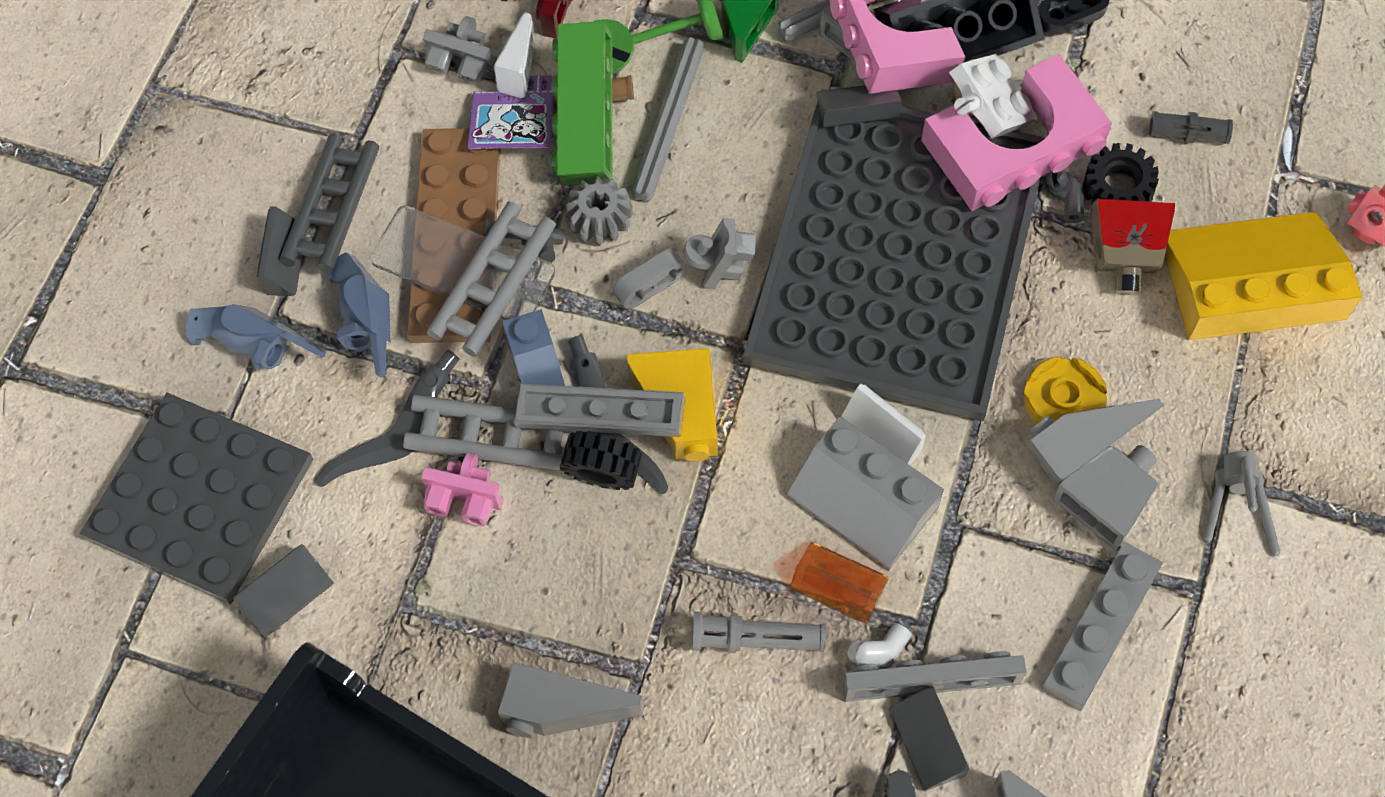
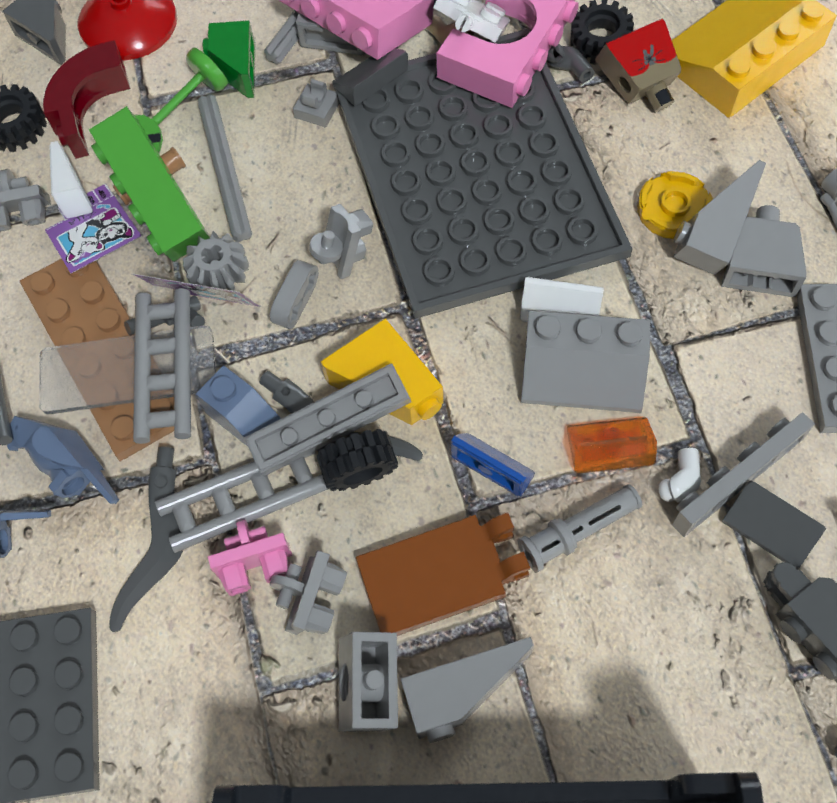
camera: 30 degrees left, 0 degrees up
(283, 590) = (143, 747): dark grey slope -> none
(487, 649) = (368, 682): none -> light grey brick
(508, 540) = (317, 576): none -> light grey hips
(565, 229) = (199, 290): none -> sticker
(610, 600) = (439, 573): none -> dark orange tile
(721, 533) = (491, 463): none -> blue slope
(792, 103) = (316, 104): none -> light grey tile

